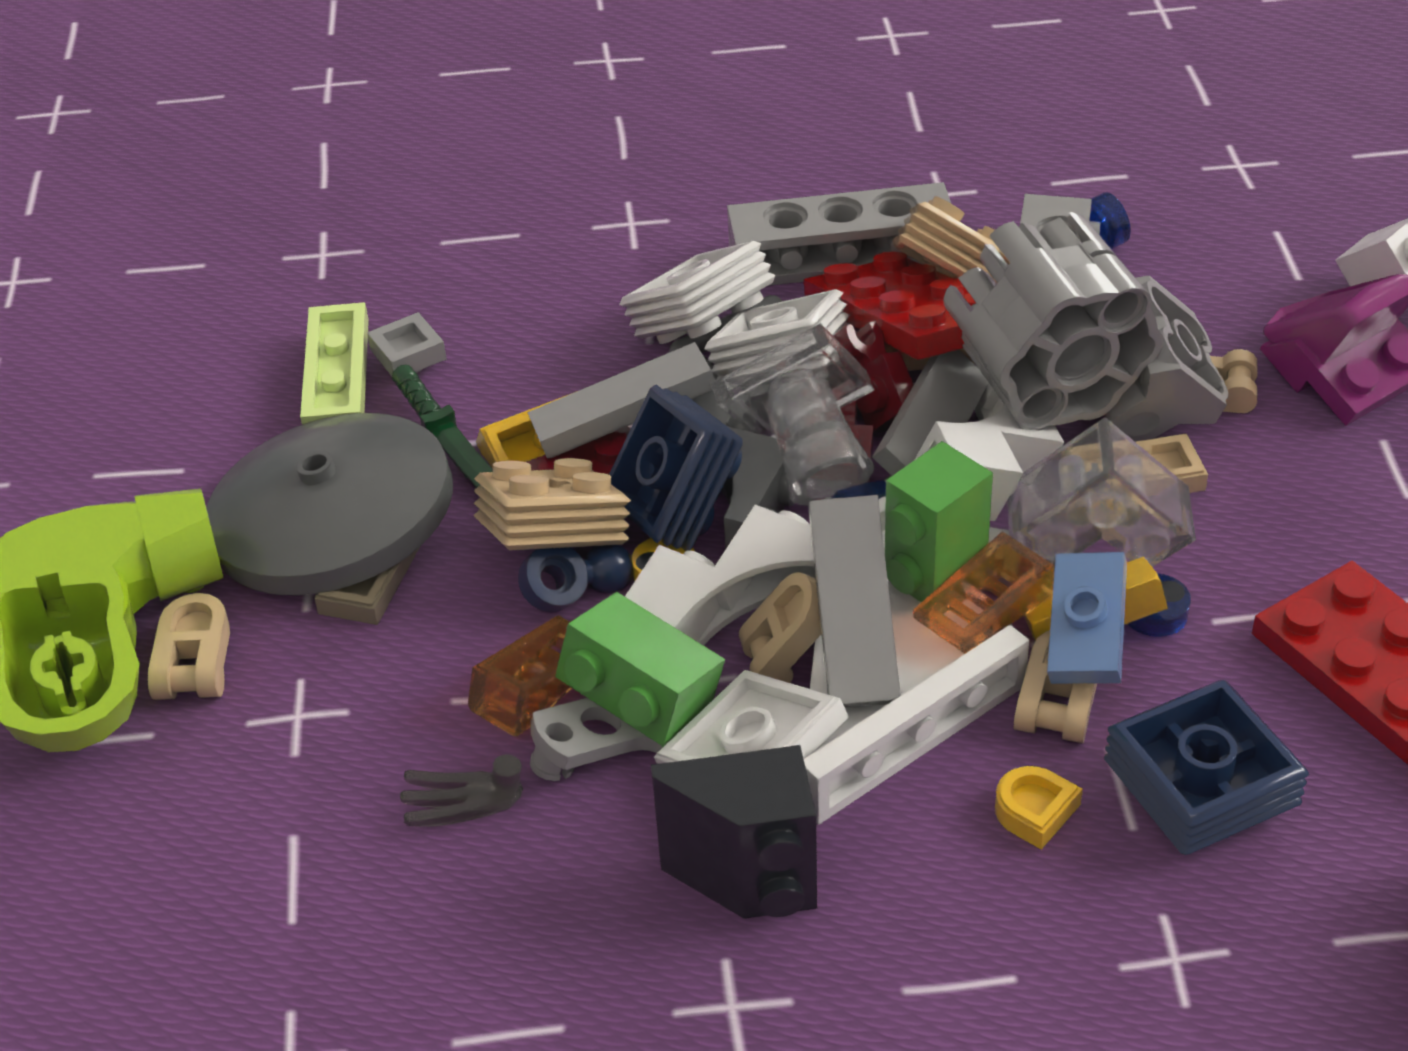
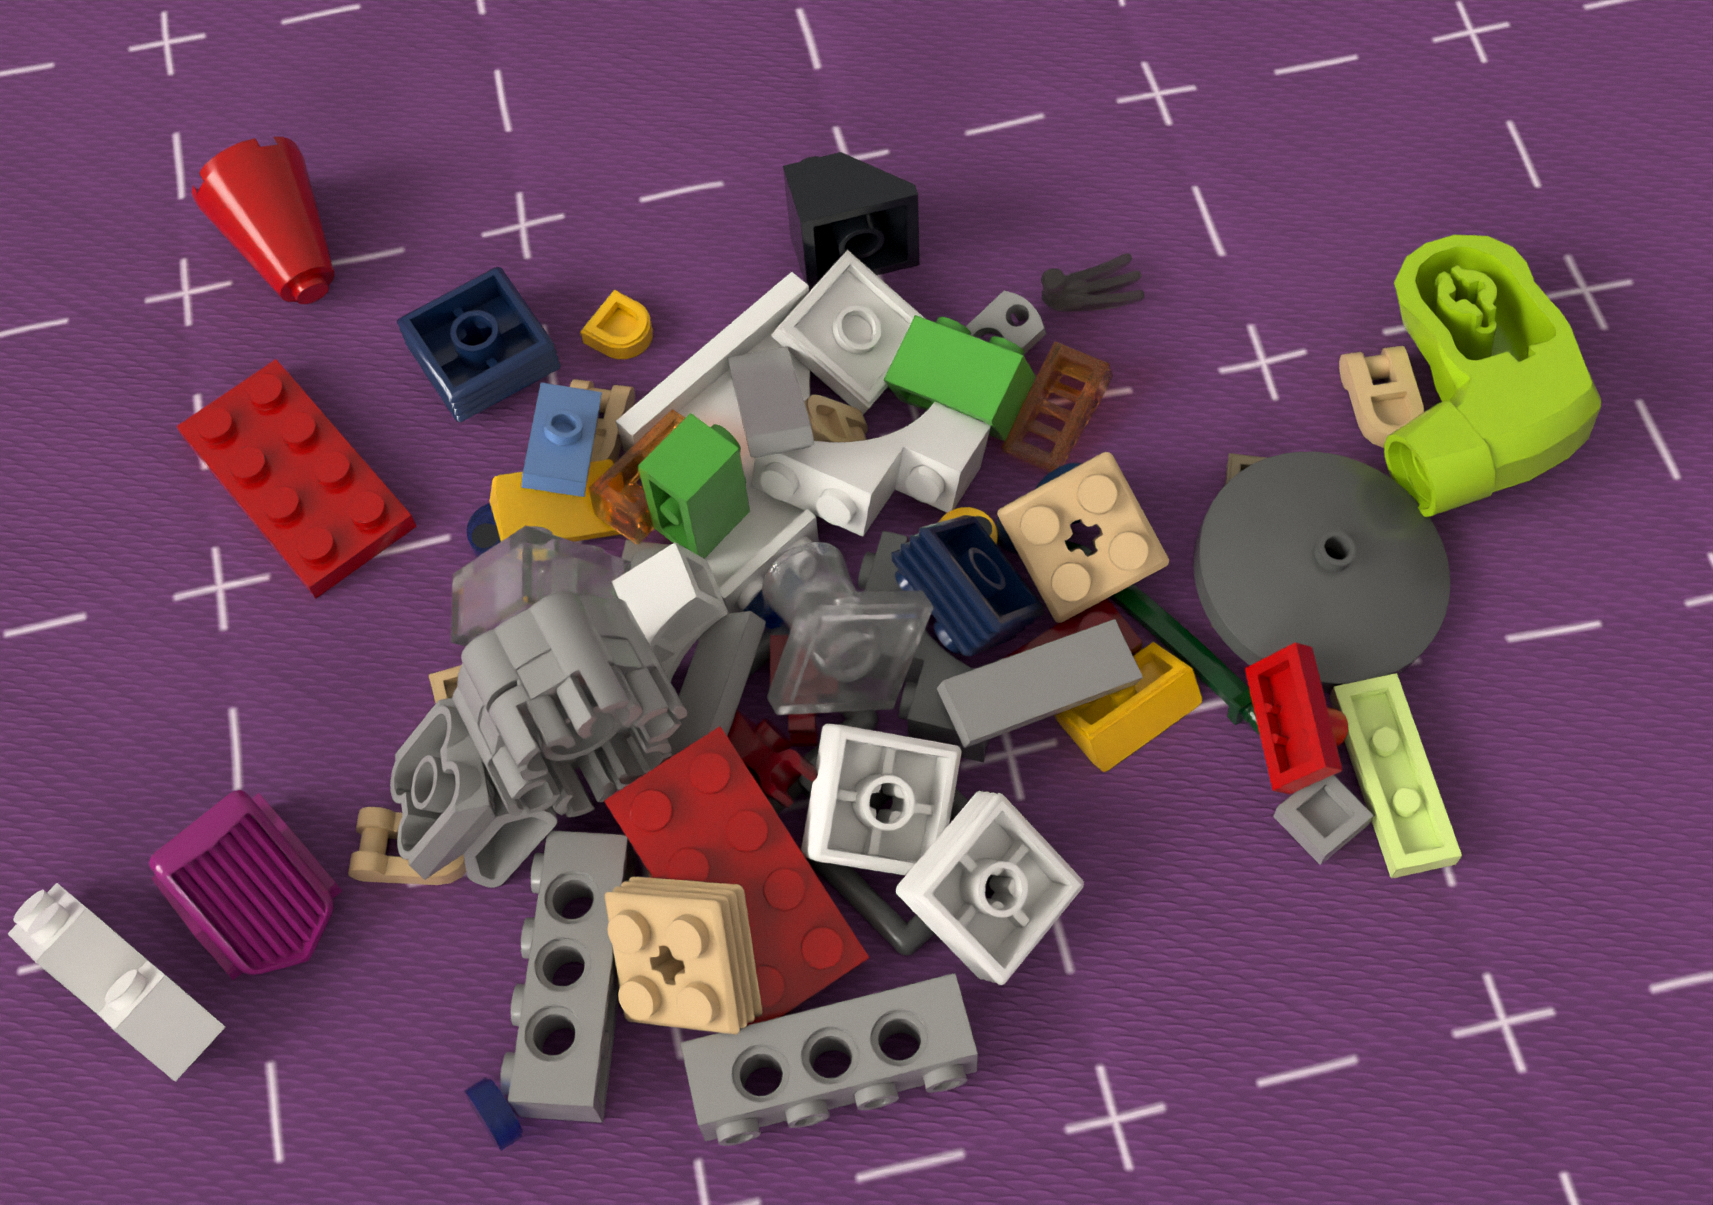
camera: 175 degrees right, 20 degrees up
(405, 368) = (1293, 719): none -> red tile

